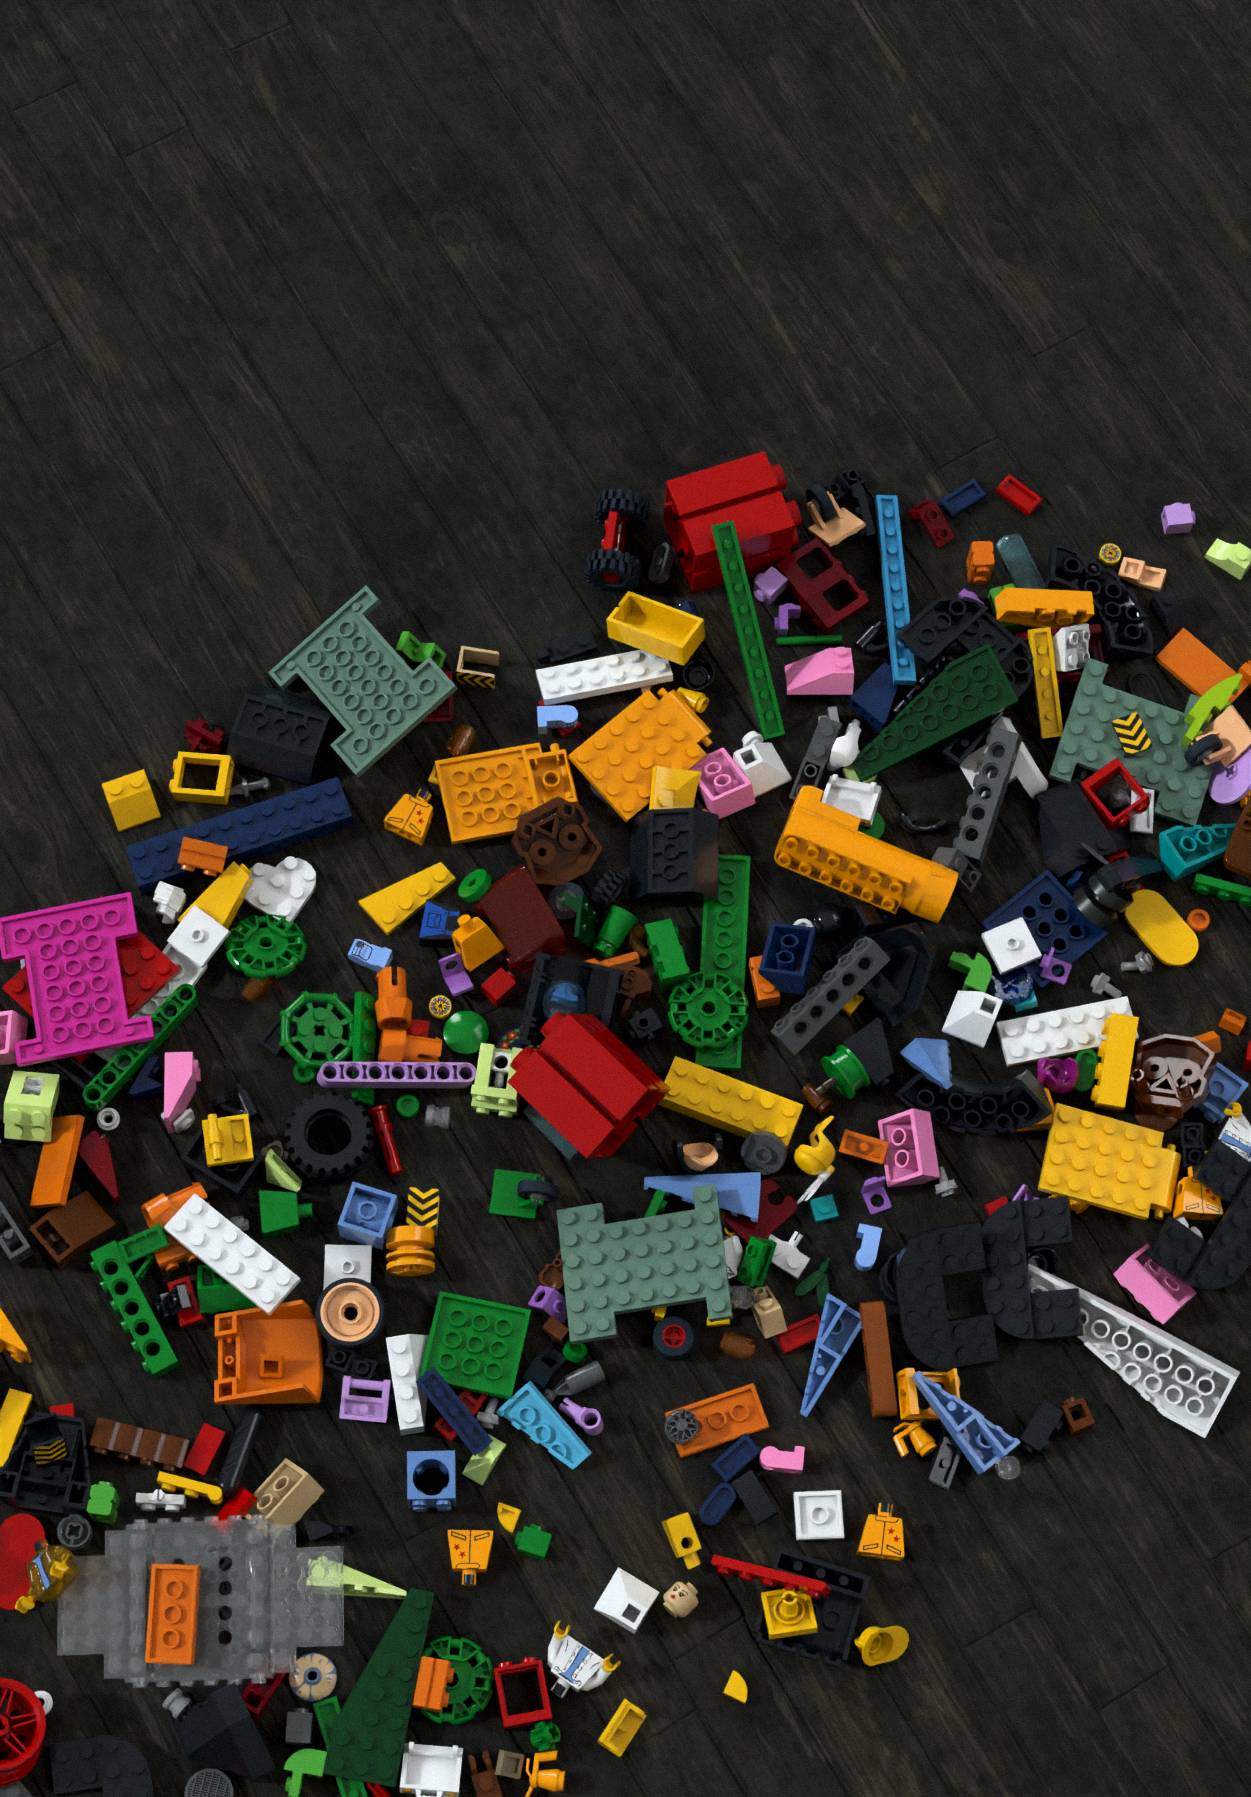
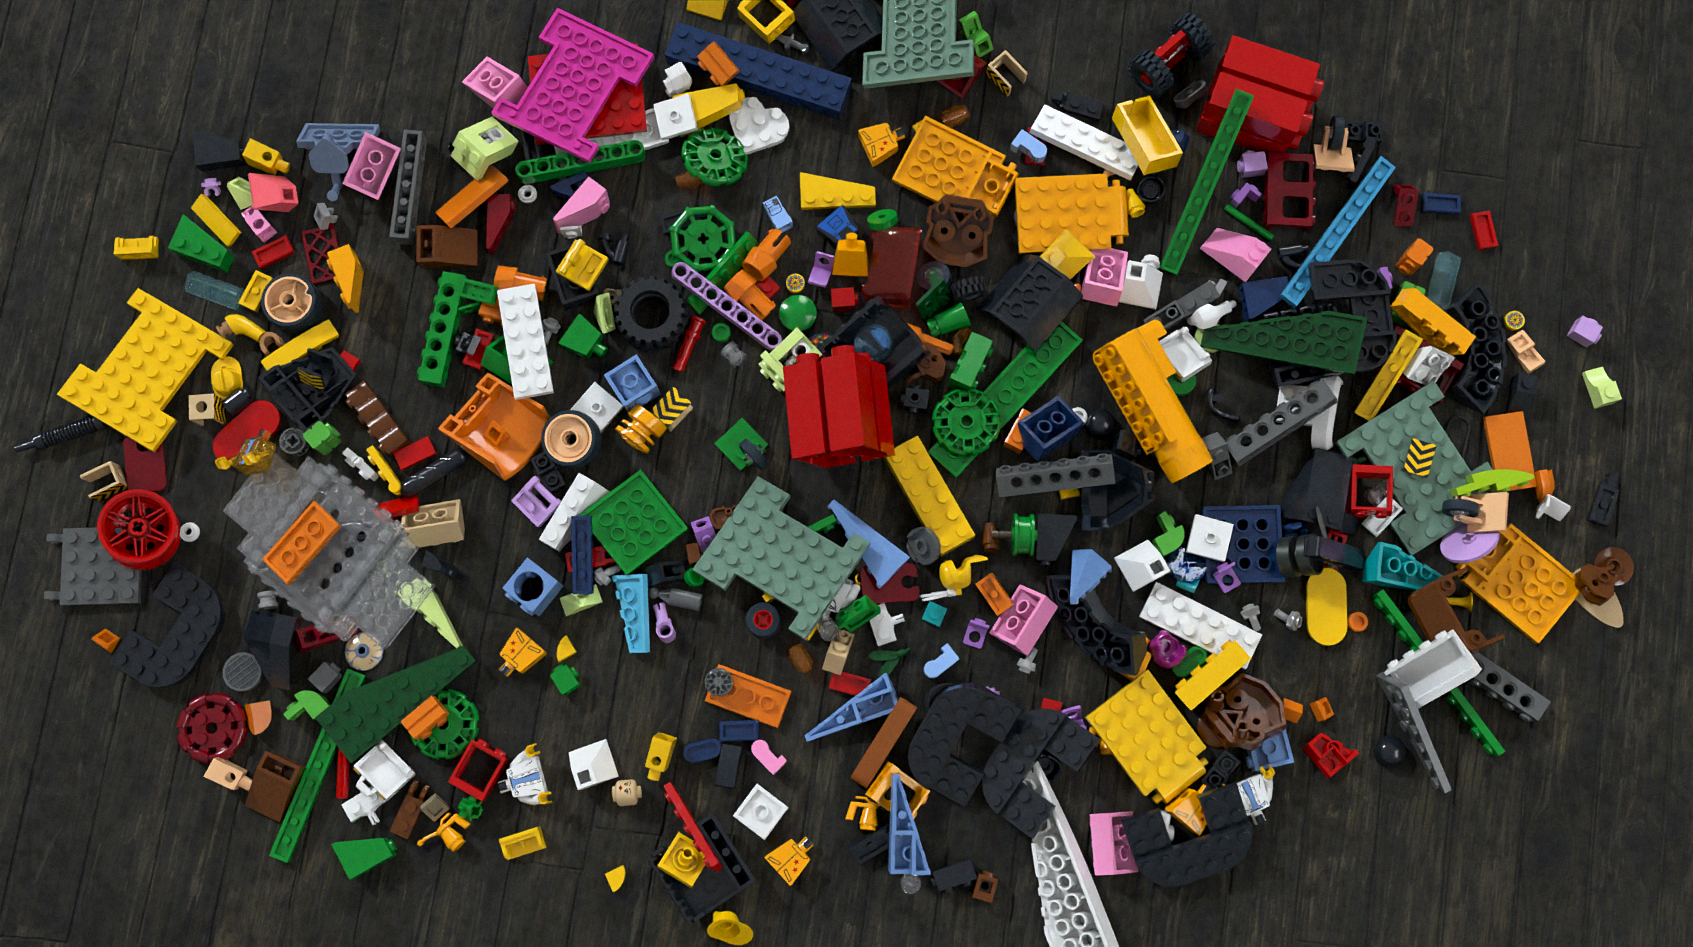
camera: 45 degrees right, 10 degrees up
(698, 1157) = (879, 513): cap -> none

